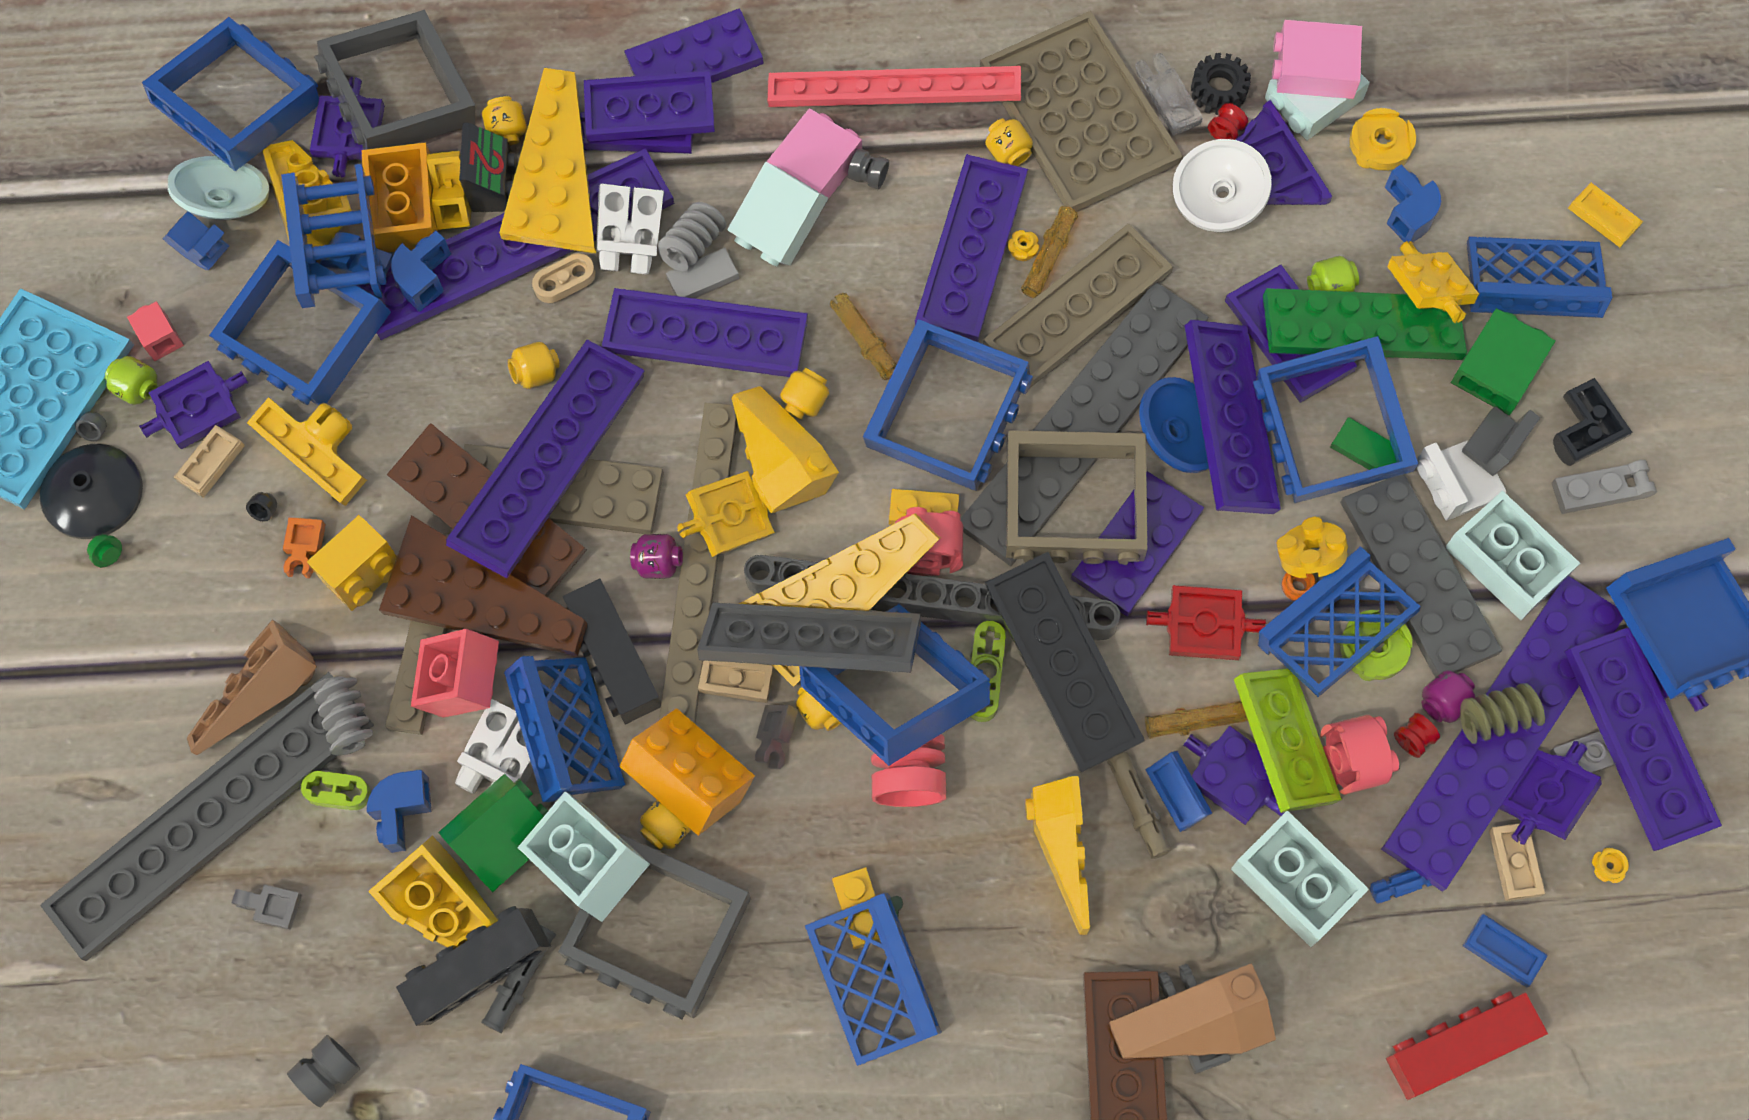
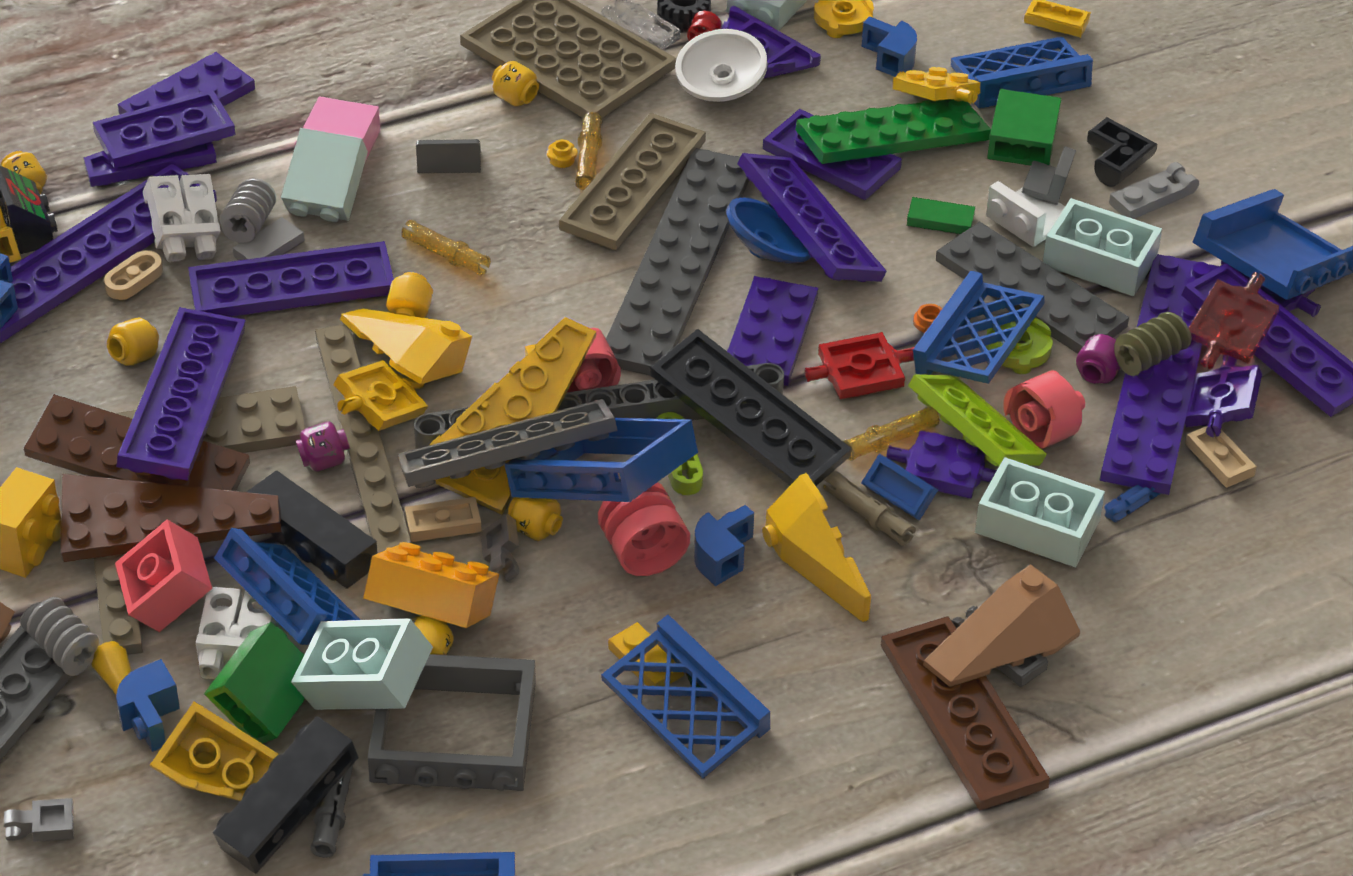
camera: 25 degrees left, 25 degrees down
(337, 783) = (73, 714): lime beam -> none
(385, 752) = (111, 663): none -> yellow cone
(551, 180) = (89, 200): yellow wing -> none
(868, 169) = (385, 131): dark grey wheel -> none
(894, 86) = (389, 68): coral plate -> none
(902, 376) = (549, 225): blue window -> none
(911, 215) = (448, 156): none -> dark grey panel
(971, 800) = (719, 544): none -> blue brick
(972, 246) = (515, 165): dark purple plate -> none
(1077, 446) = (692, 262): dark tan window -> none
(1297, 552) = (928, 284): yellow plate -> none
(1333, 275) = (850, 100): lime head -> none
(1387, 399) = (936, 160): blue window -> none
(1417, 735) = (1092, 387): red wheel -> none
(1466, 1045) = (1247, 591): red brick -> none
(1505, 950) = (1244, 522): blue tile -> none
(1598, 715) = (1233, 321): none -> clear red plate
(1612, 856) = (1300, 436): yellow plate -> none

